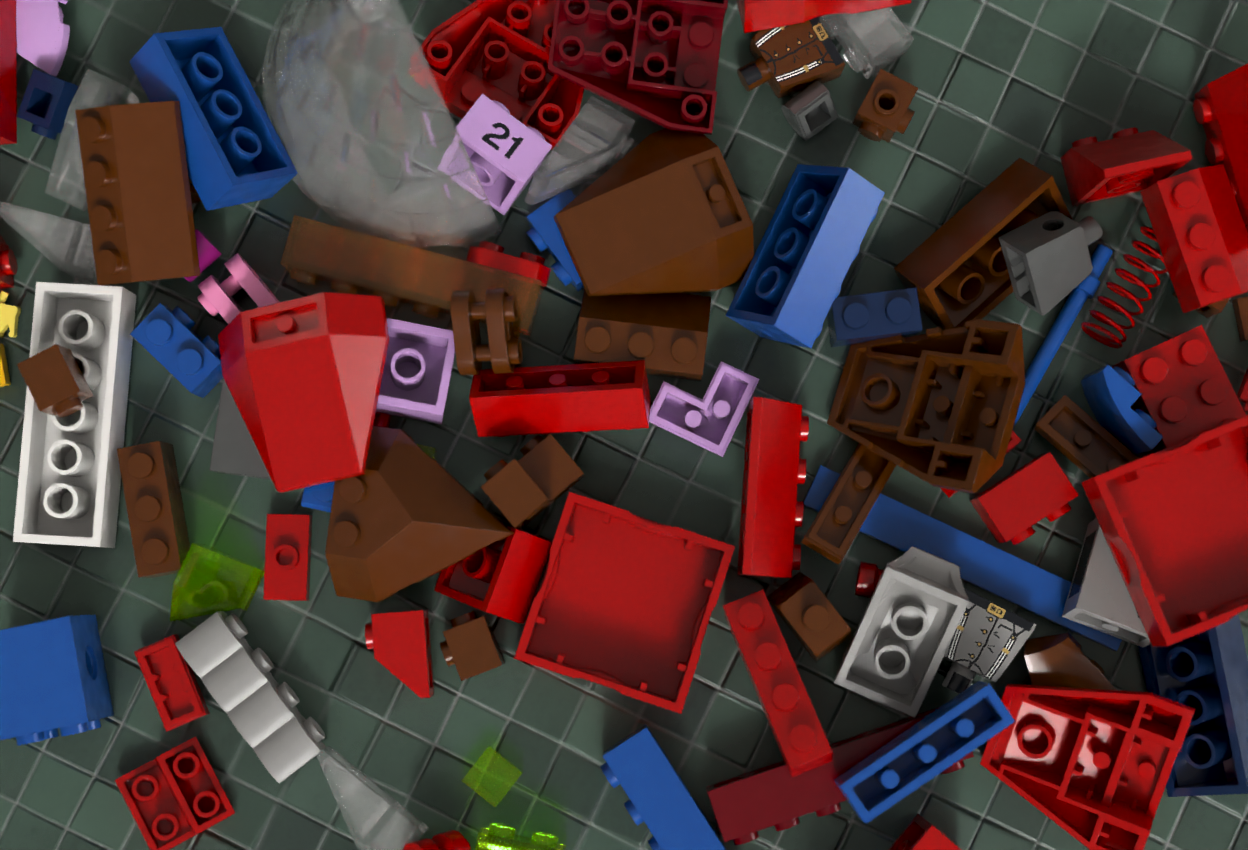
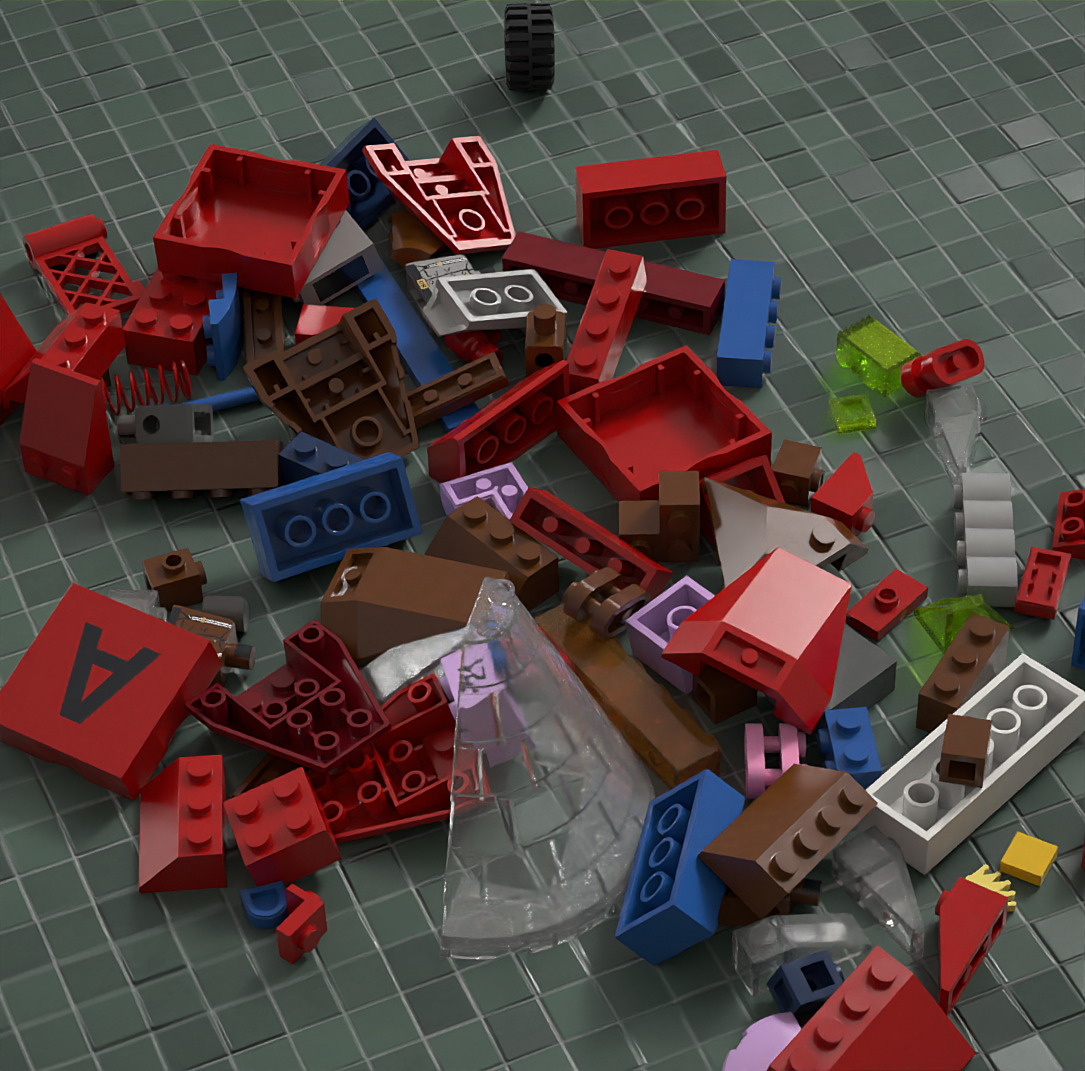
camera: 140 degrees left, 40 degrees down
(924, 751) = (547, 229): blue brick -> none

